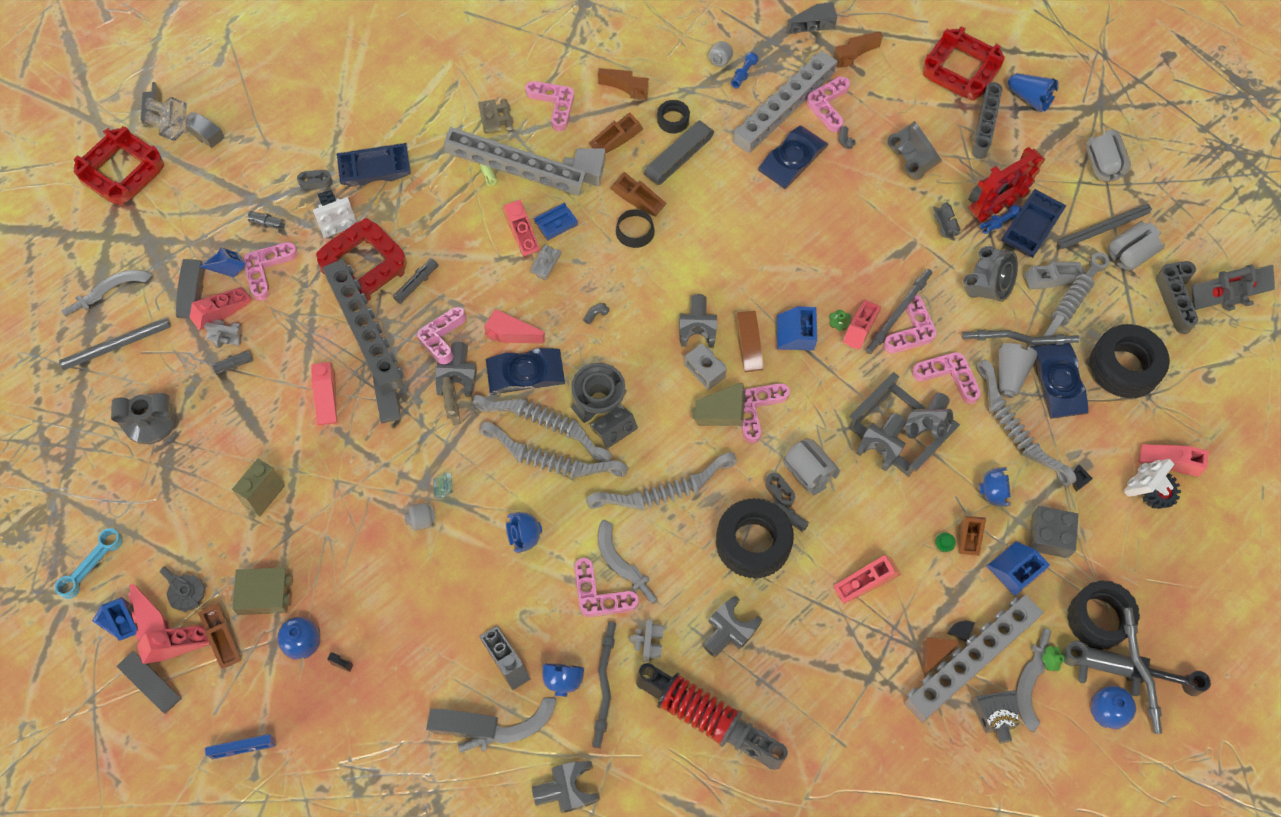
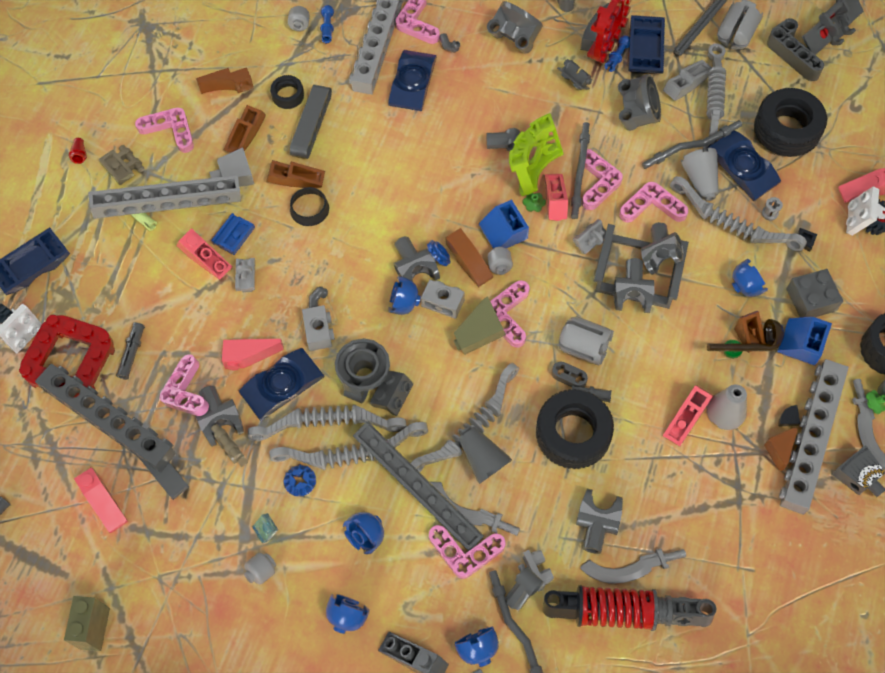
camera: 25 degrees left, 0 degrees up
(464, 88) = (77, 152): none -> red cone
(468, 590) = (345, 613): none -> blue cylinder
(491, 468) = (300, 489): none -> blue gear
(581, 328) = (317, 317): none -> light grey brick
(589, 517) = (418, 486): none -> dark grey tile
(630, 649) = (526, 585): none -> dark grey piece
(659, 517) = (482, 453): none -> dark grey cone
(671, 348) = (404, 296): none -> blue cylinder
(724, 324) = (439, 252): none -> blue gear
(736, 689) = (632, 571): none -> light grey sword
(776, 357) = (500, 260): none -> light grey head
(848, 252) = (502, 139): none -> dark grey piece
(871, 376) = (590, 237): none -> light grey hips
(872, 259) = (535, 136): none -> lime fence
(907, 592) = (728, 407): none -> light grey cone
(990, 550) = (773, 335): none -> dark brown piece
(1065, 434) = (769, 208): none -> light grey bush

